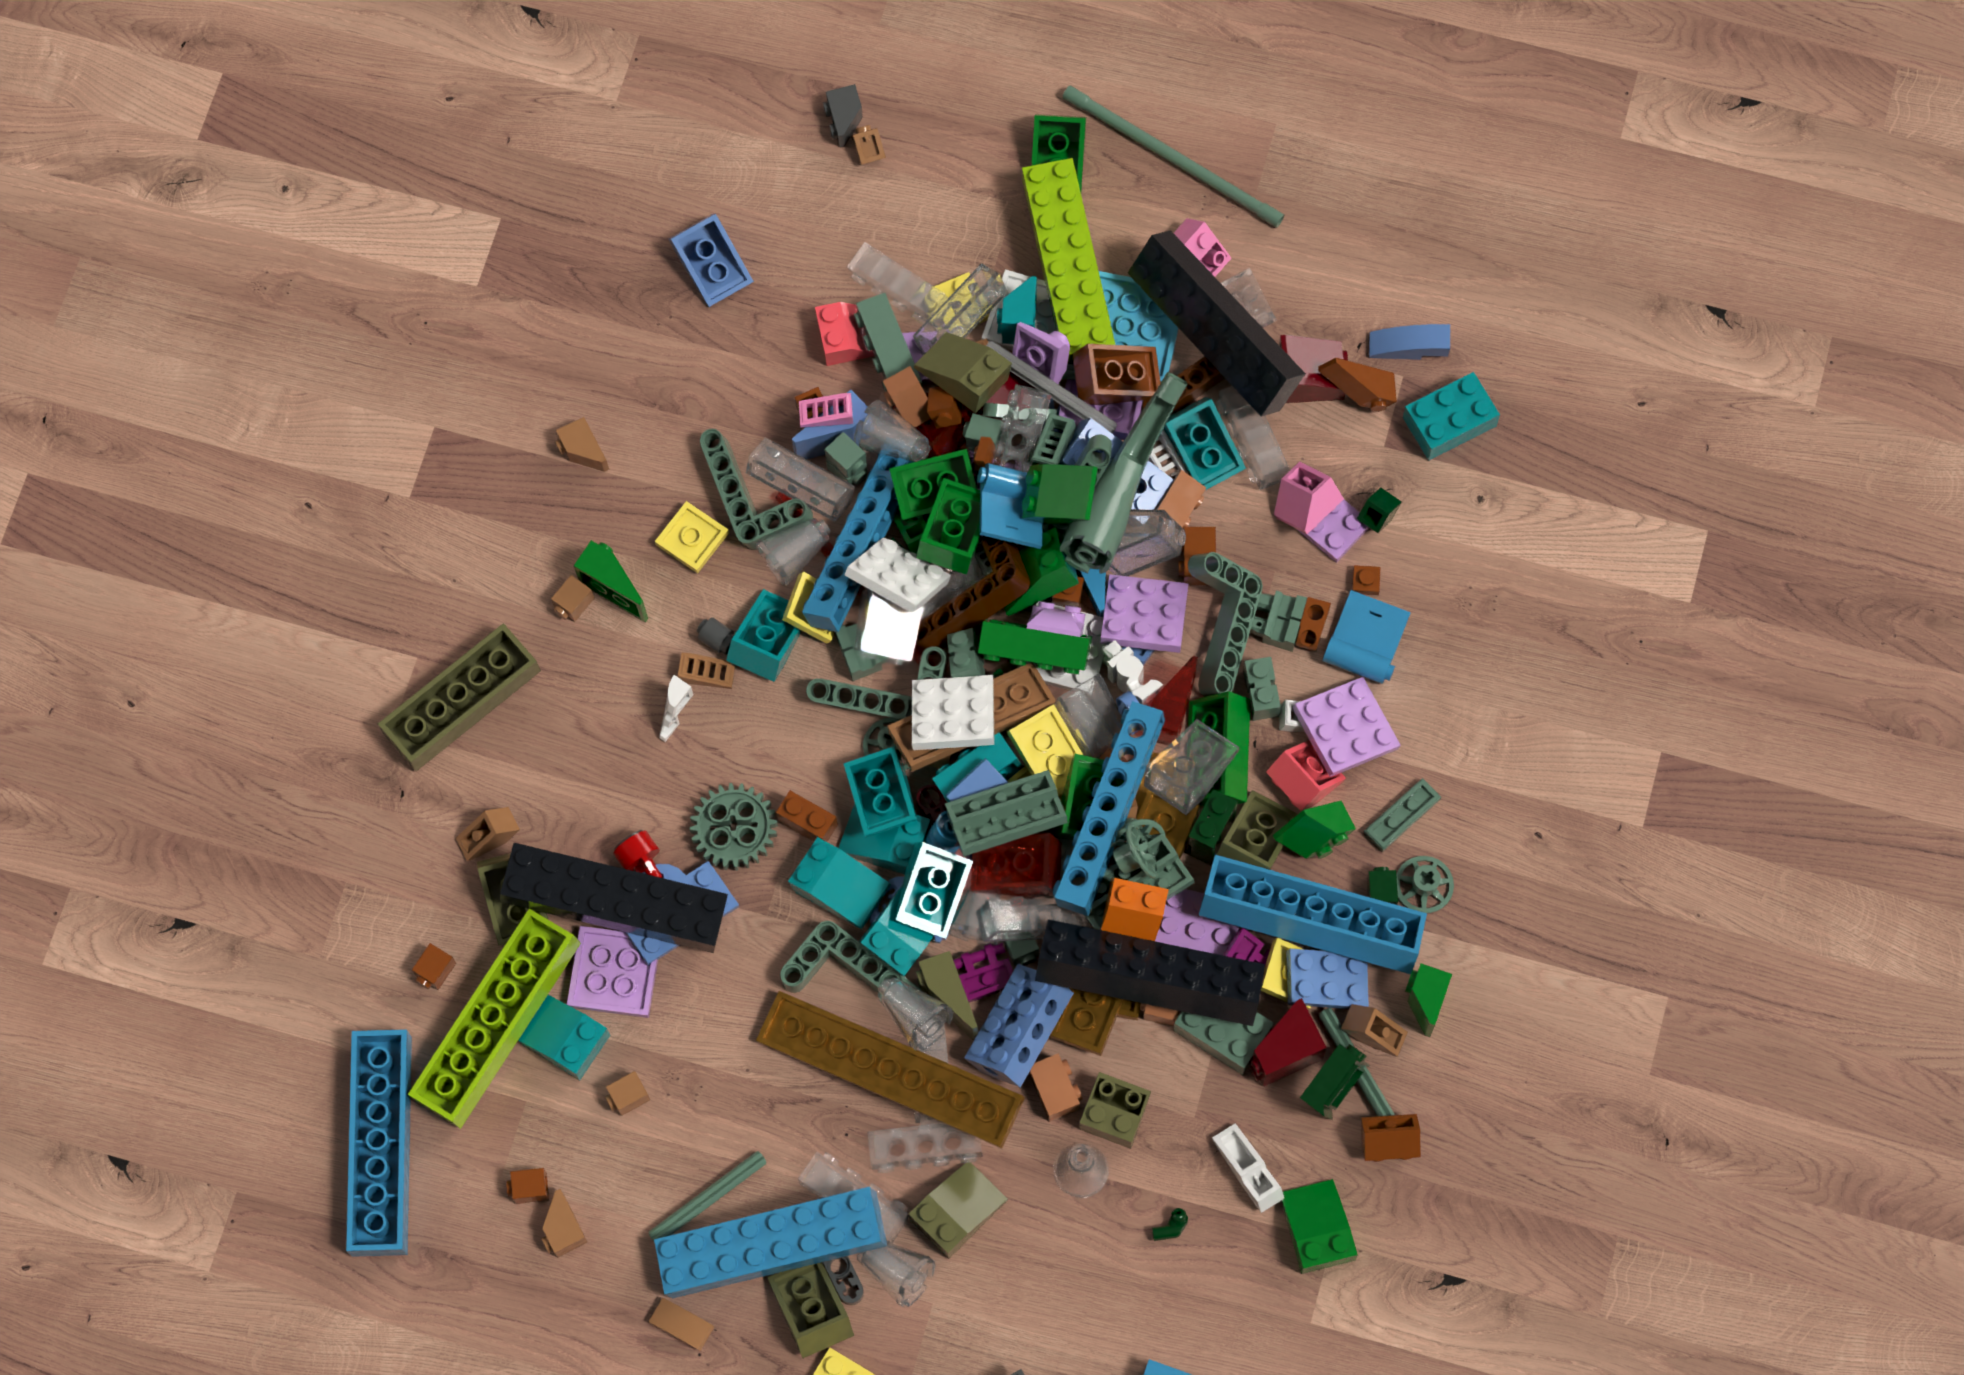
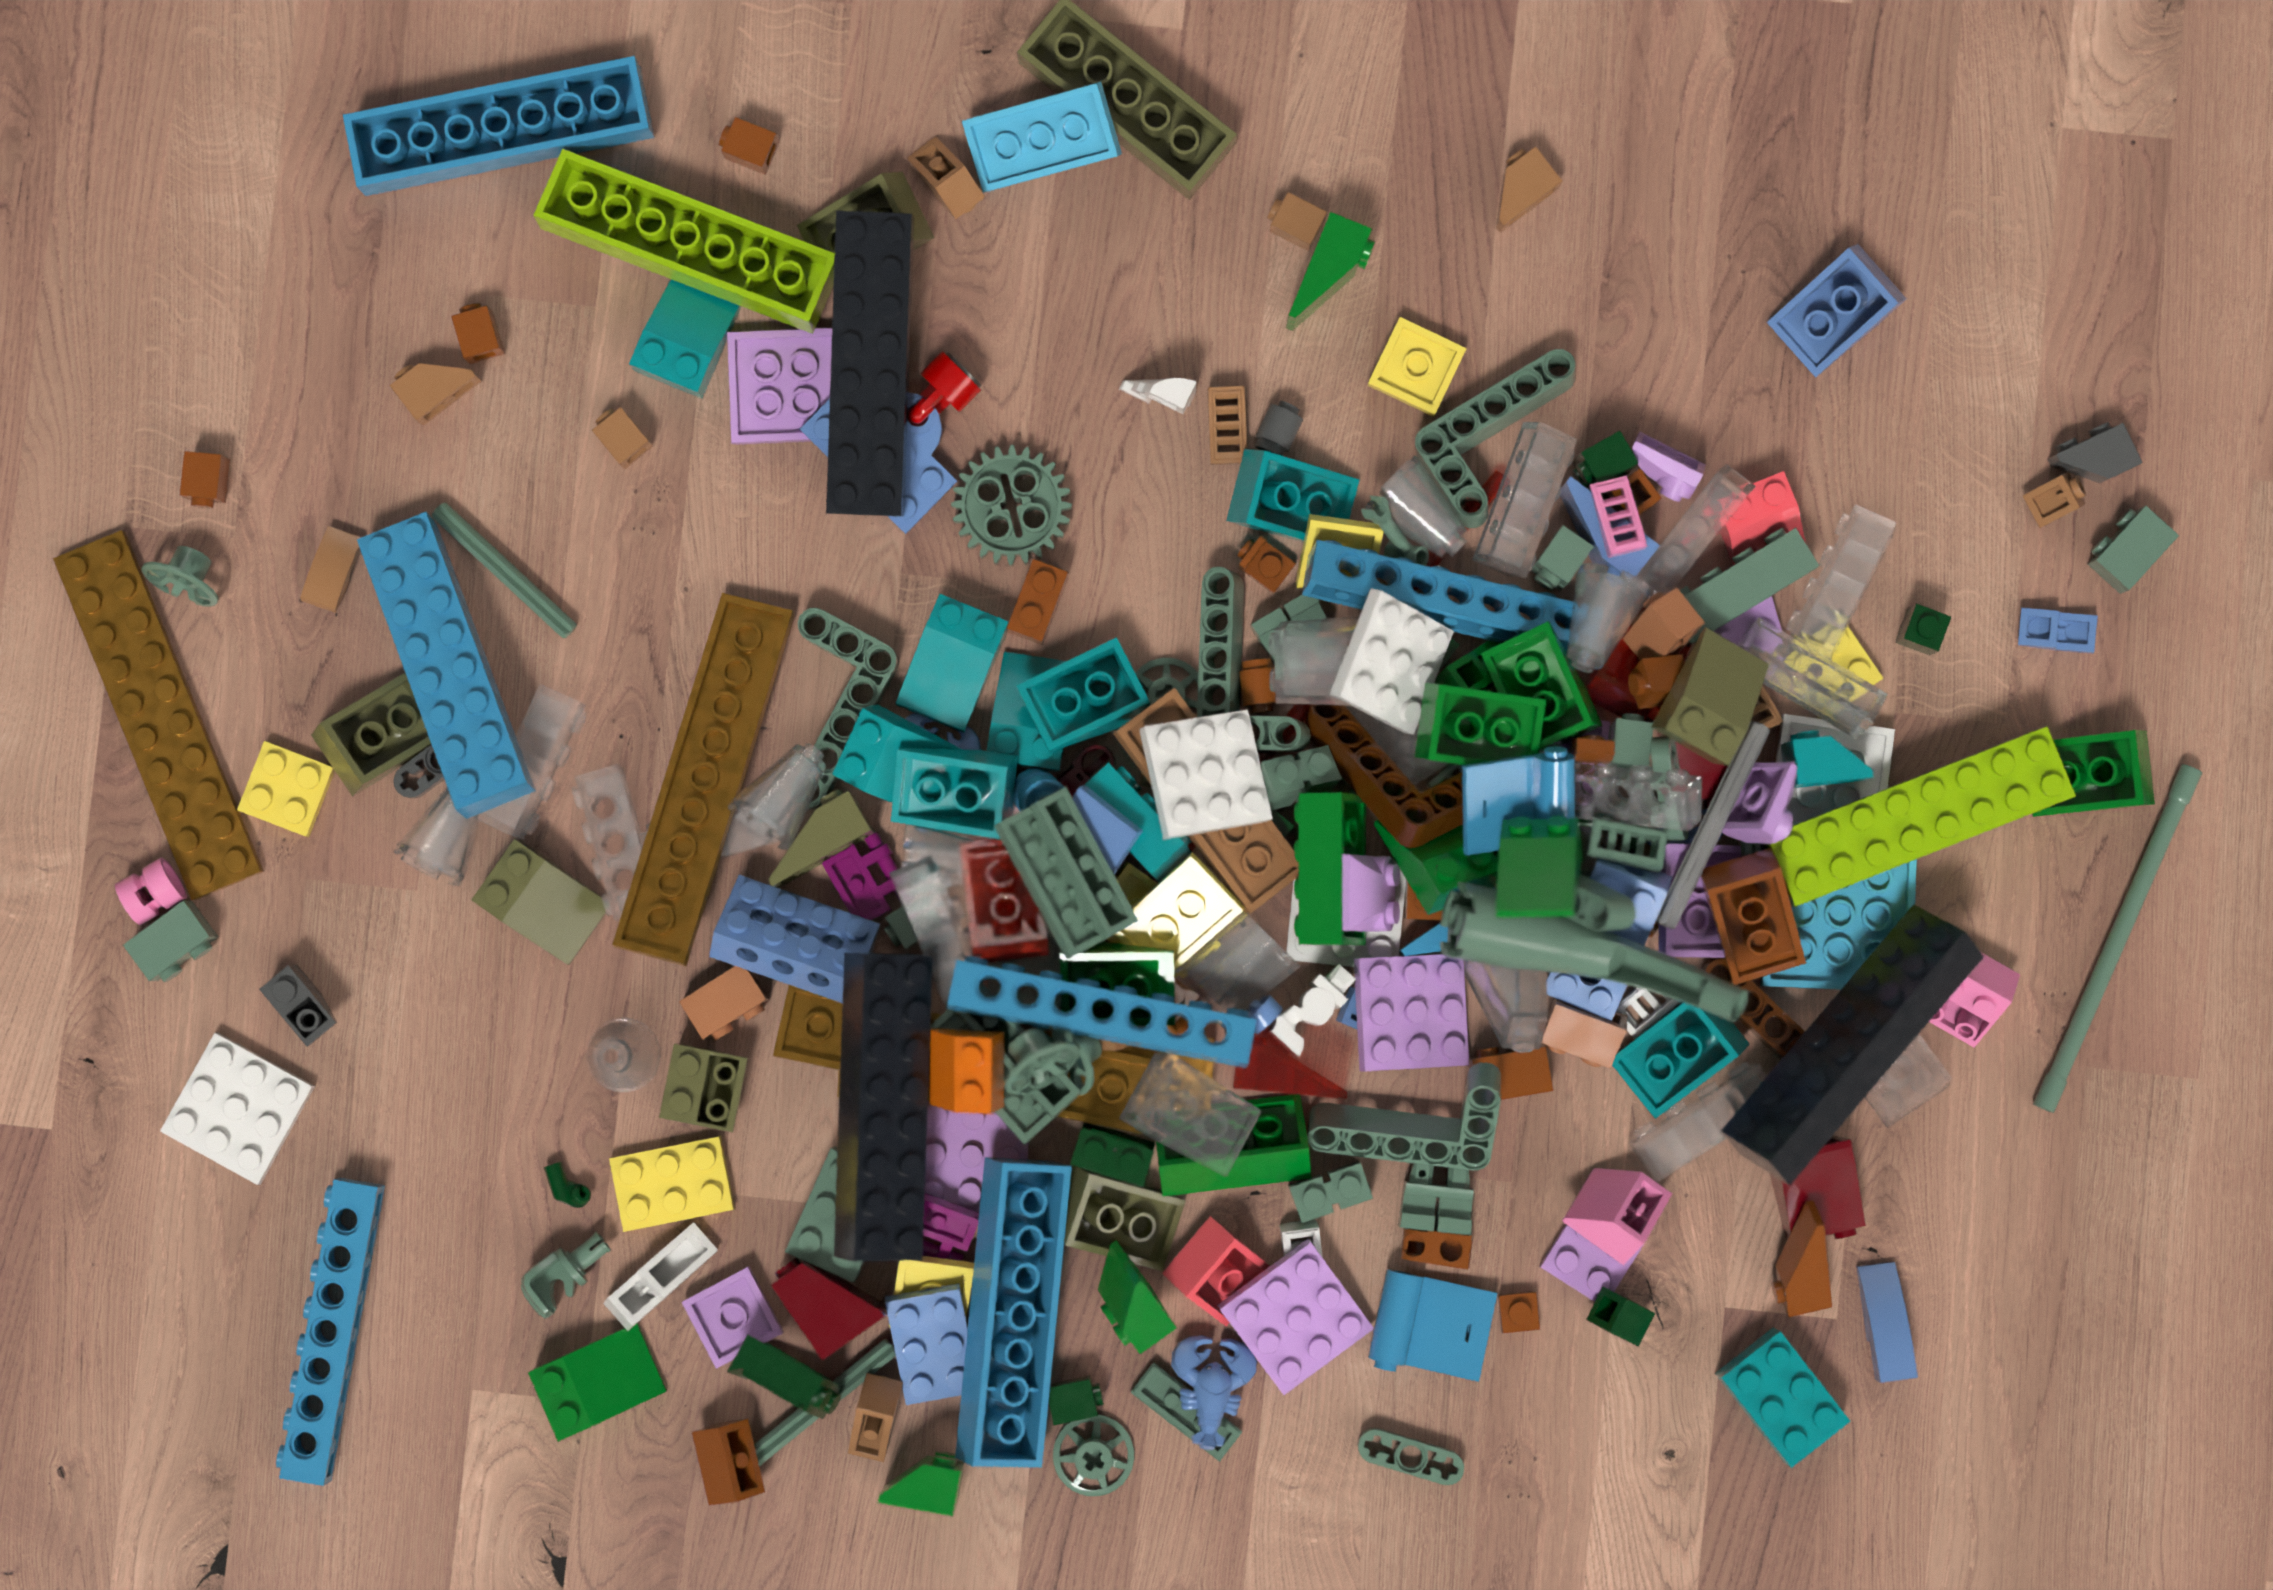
camera: 80 degrees right, 15 degrees up
(475, 757) = (1042, 137): none -> medium azure plate
(784, 419) = (1604, 461): none -> dark green brick
(802, 378) = (1670, 468): none -> lavender slope
(810, 662) = (1264, 563): none -> dark orange bracket
(814, 565) = (1398, 544): none -> sand green brick
(844, 364) = (1696, 531): none -> clear brick
(895, 678) = (1256, 685): none -> dark orange brick
(911, 102) = (2132, 548): none -> sand green brick
(940, 240) = (1923, 629): none -> dark green brick
(957, 158) = (2057, 630): none -> medium blue slope
(1181, 1150) = (672, 1183): none -> light yellow plate
(1231, 1235) = (568, 1267): none -> sand green piece
(1285, 1120) = (729, 1313): none -> lavender plate
(1385, 790) = (1212, 1384): none -> medium blue animal
(1457, 648) = (1434, 1472): none -> sand green beam

